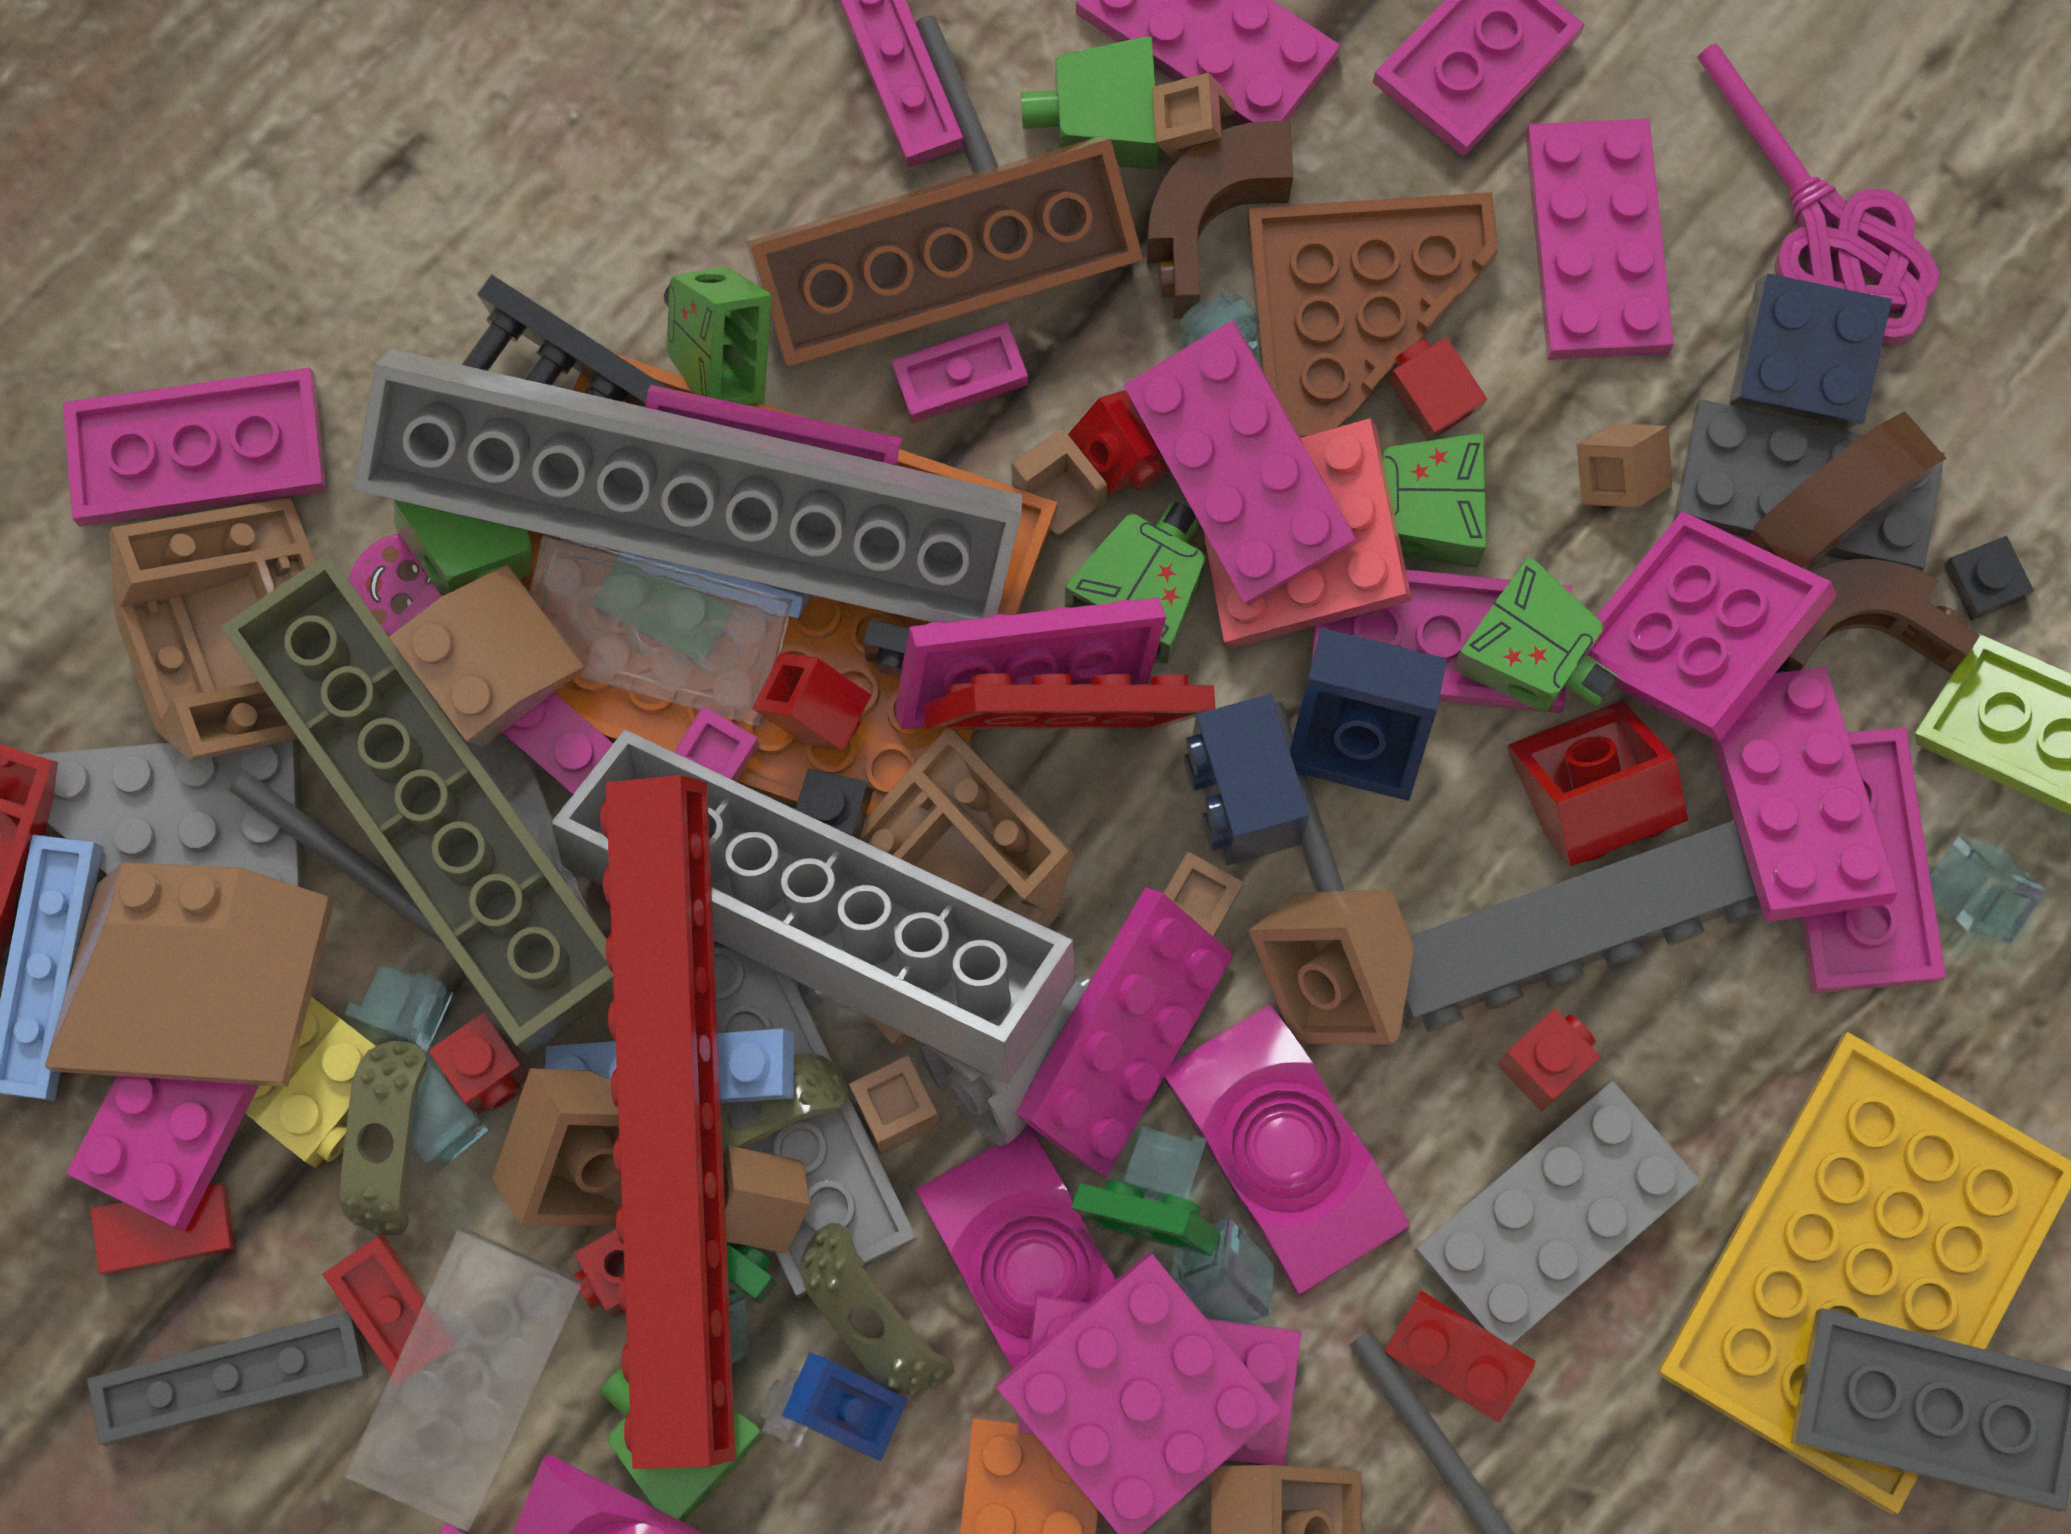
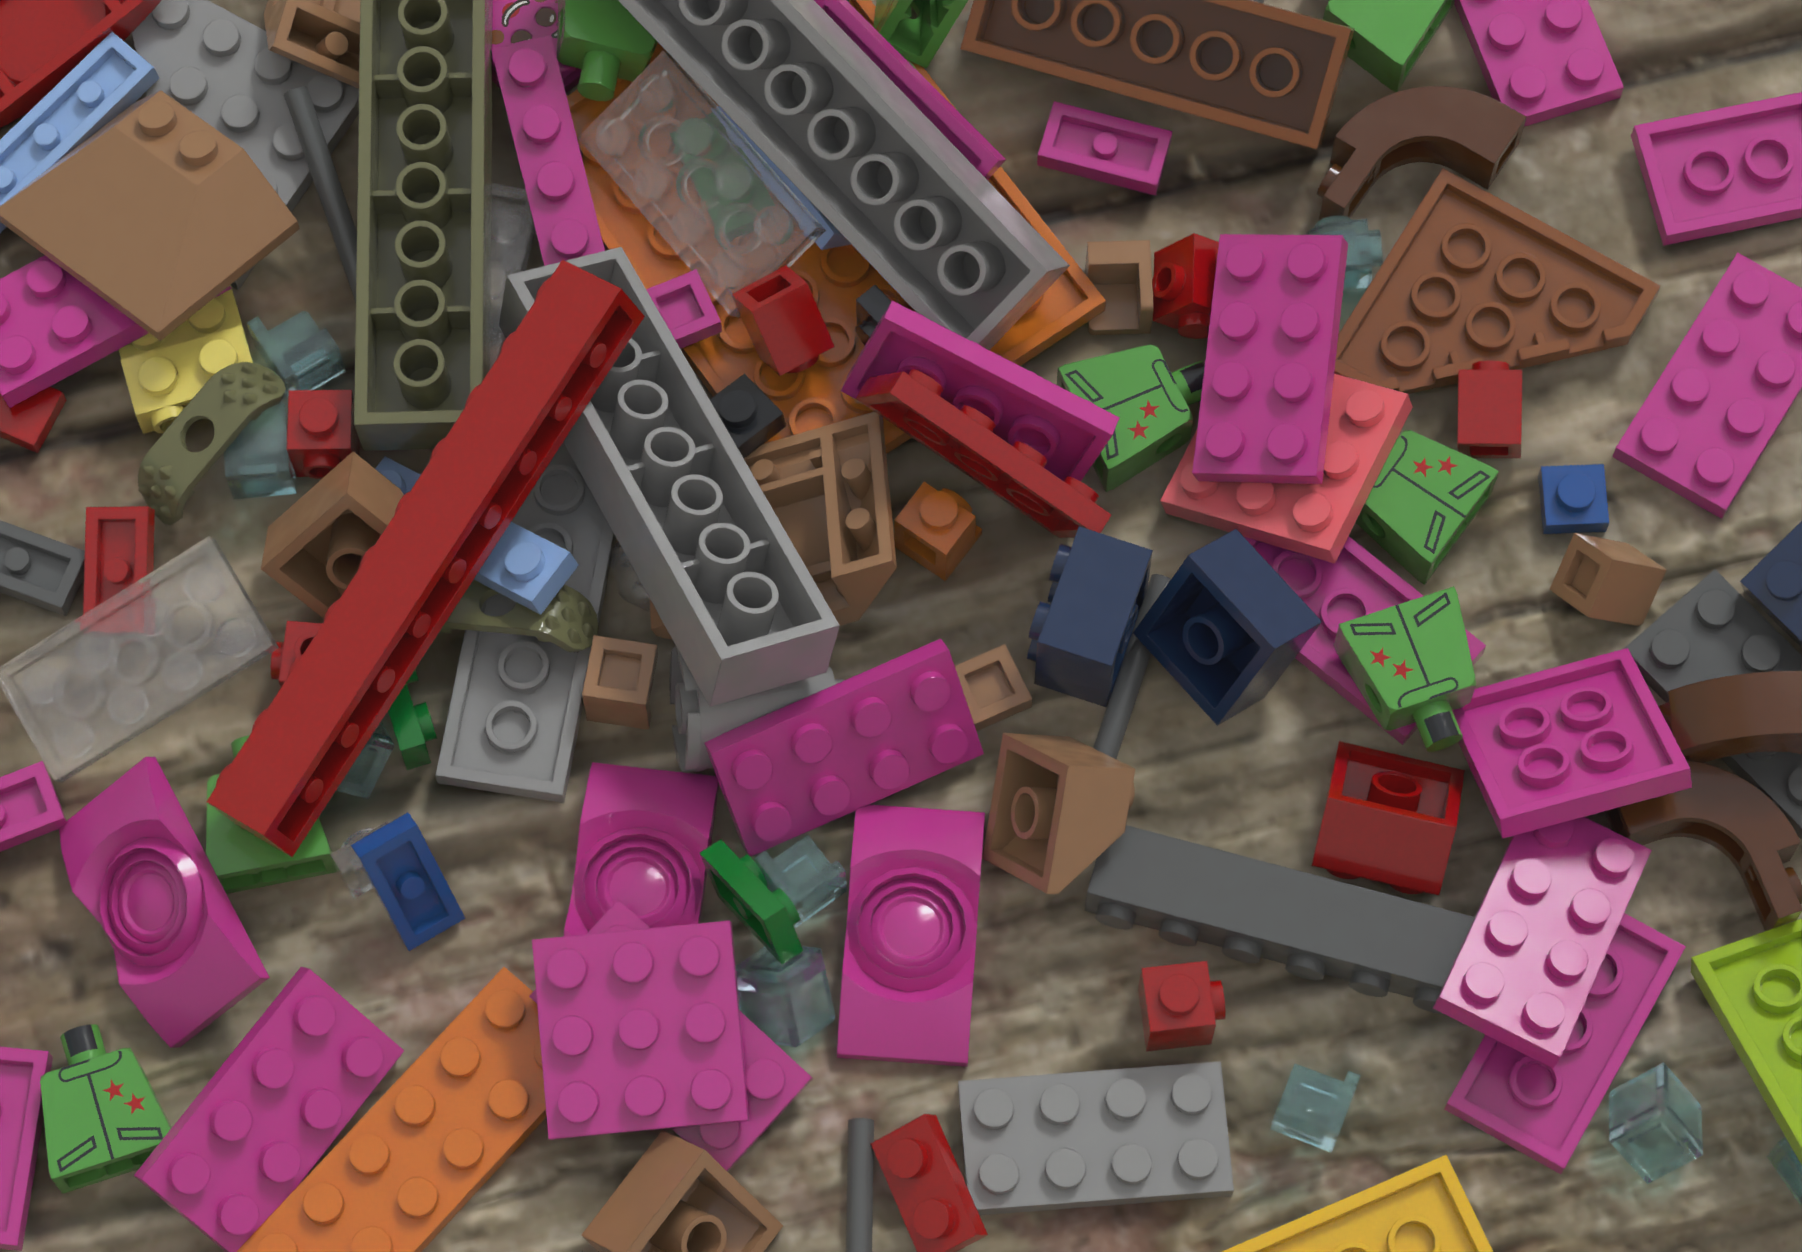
camera: 35 degrees right, 5 degrees down
(487, 654) = (551, 113): medium nougat slope -> none
(763, 1198) = (459, 678): medium nougat panel -> none
(839, 1284) = (478, 873): olive piece -> none
(1061, 790) = (936, 529): none -> orange brick
(1189, 113) = (1445, 56): medium nougat panel -> none
(1545, 415) = (1573, 499): none -> blue plate
(1715, 1063) = (1314, 1106): none -> clear light blue panel

